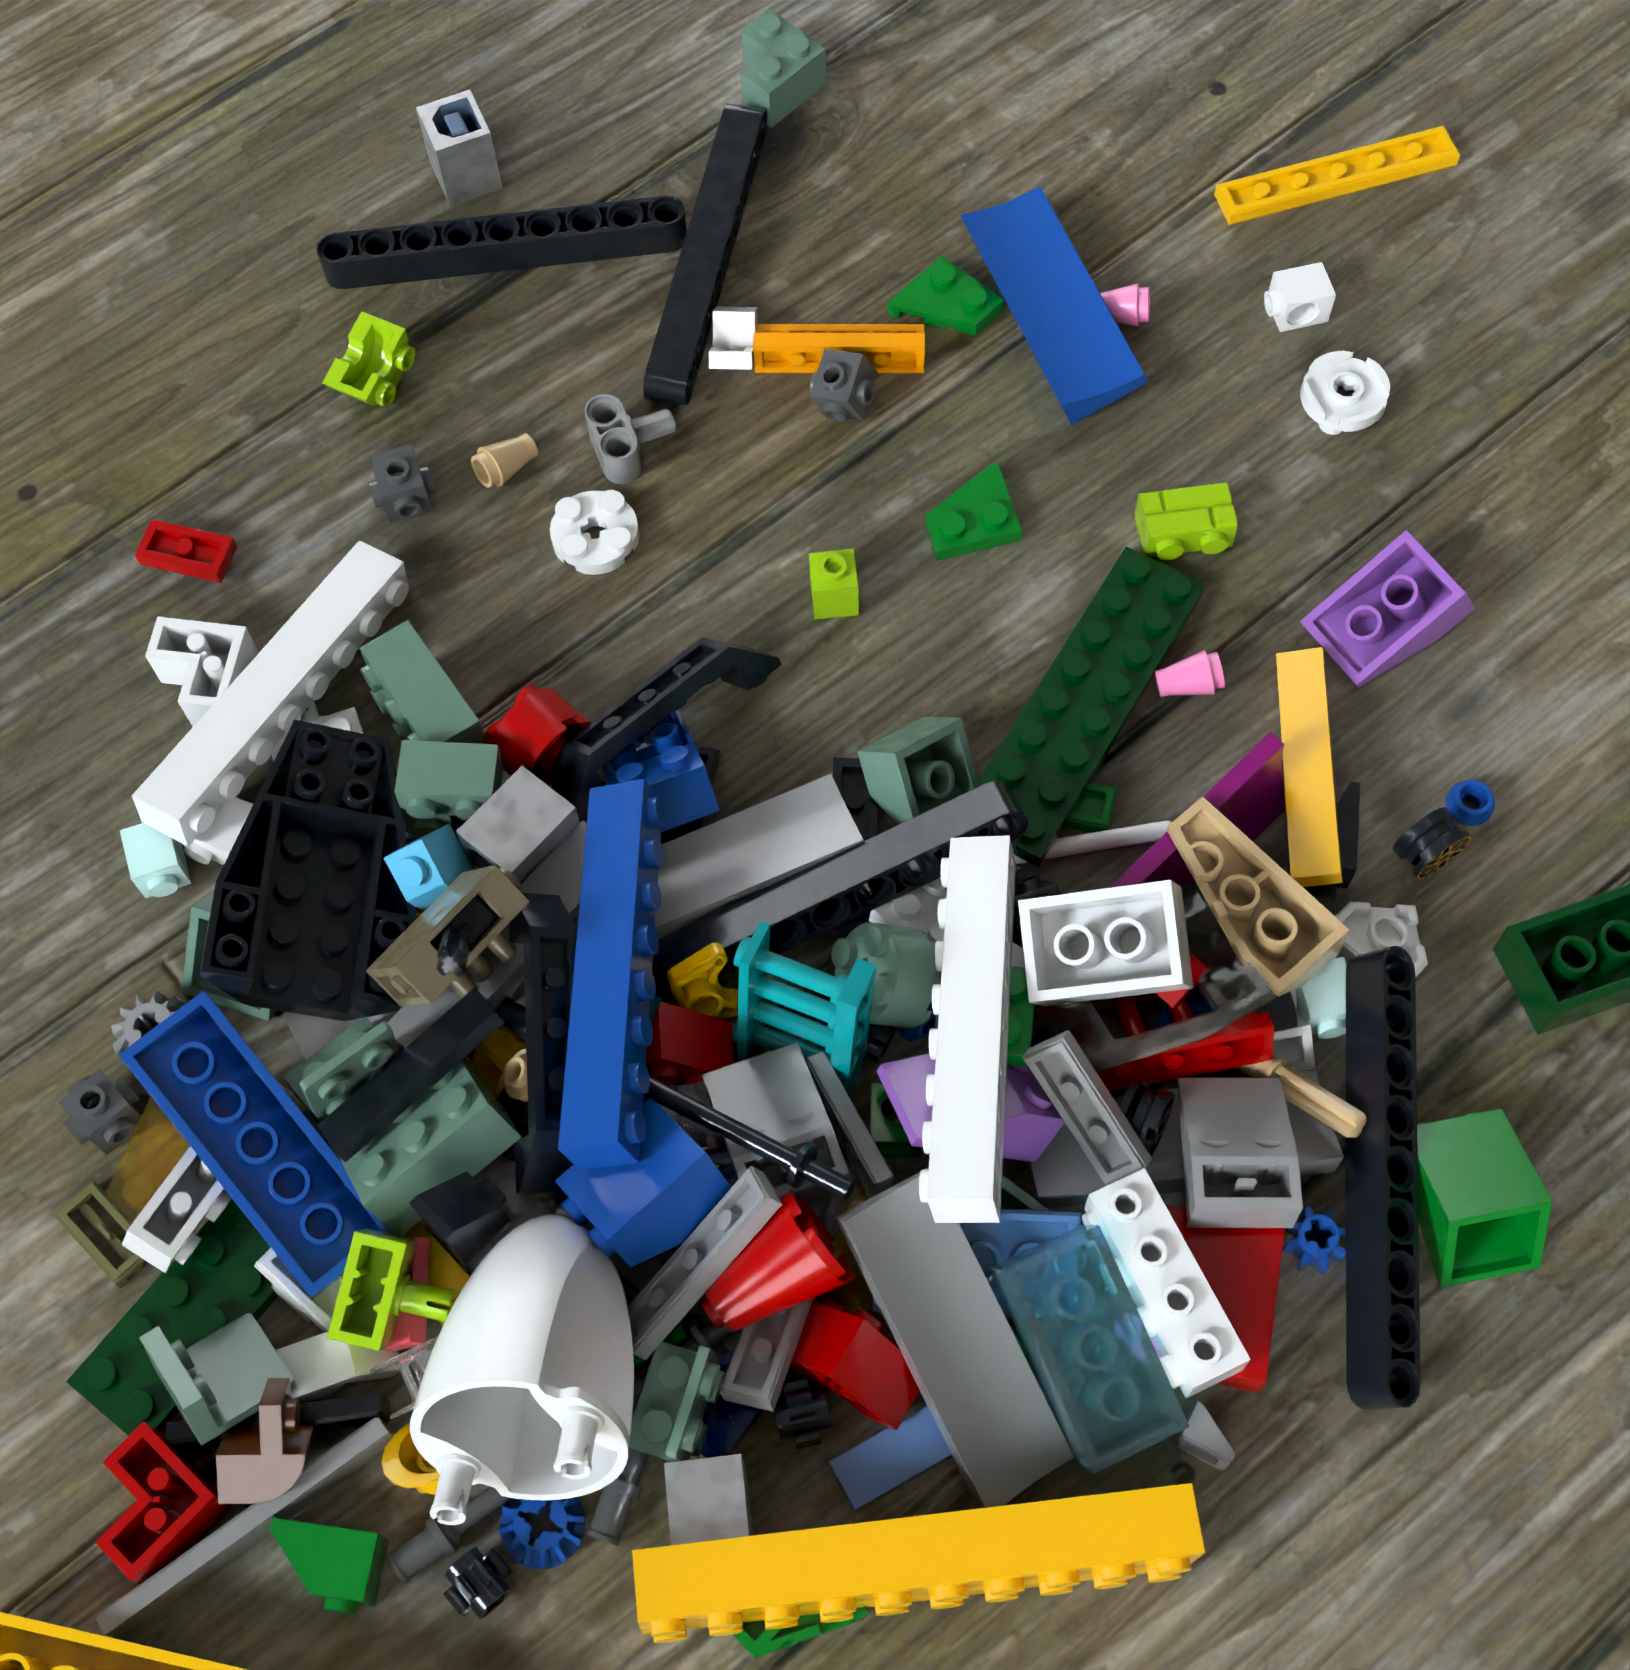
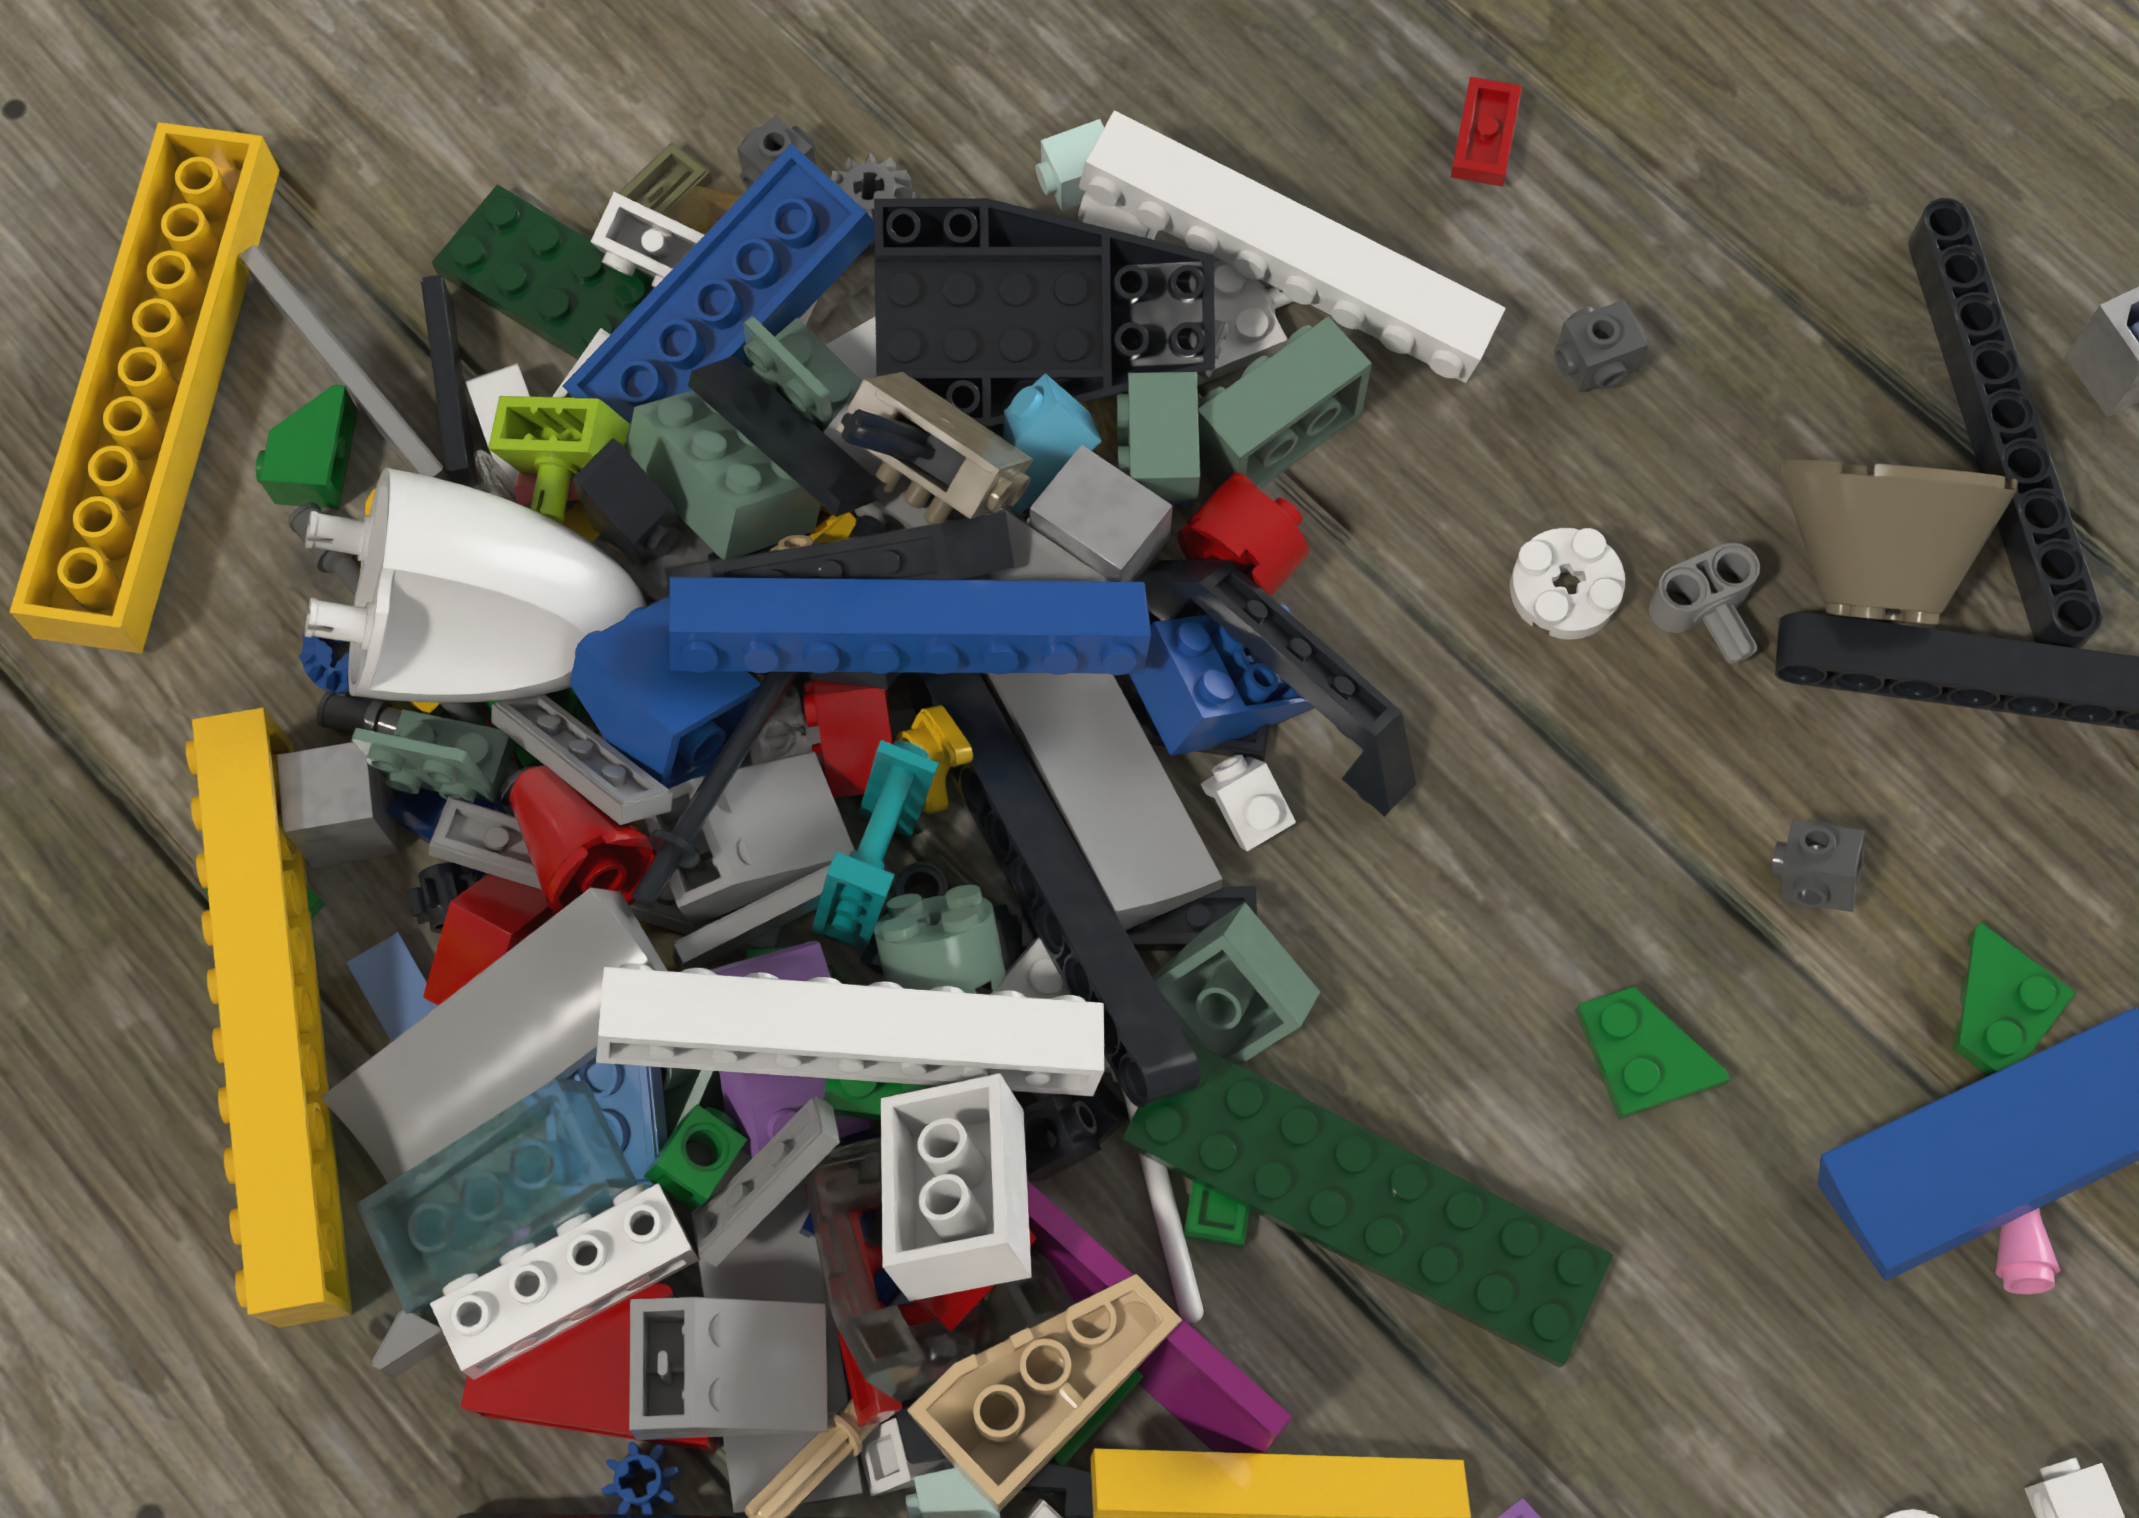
camera: 85 degrees right, 5 degrees up
(171, 1506) = (365, 294): red brick -> none
(200, 658) = (1330, 171): white brick -> none
(219, 1376) = (481, 308): sand green bracket -> none
(265, 1459) = (405, 365): brick -> none
(373, 361) = (1777, 291): lime cylinder -> none
(478, 1582) = (281, 590): black gear -> none
(501, 460) = (1659, 463): tan cone -> none
(597, 303) = (1892, 535): none -> dark tan cone
(733, 337) = (1890, 728): white slope -> none
(756, 761) = (1248, 800): none -> white bracket
(801, 346) = (1885, 866): light orange fence -> none
(834, 584) = (1508, 872): lime brick -> none
(1058, 1174) = (678, 1174): none -> green brick
(1147, 1112) = (773, 1261): black wheel -> none
(1186, 520) = (1659, 1335): lime brick -> none
(1191, 676) = (1416, 1344): bright pink cone -> none

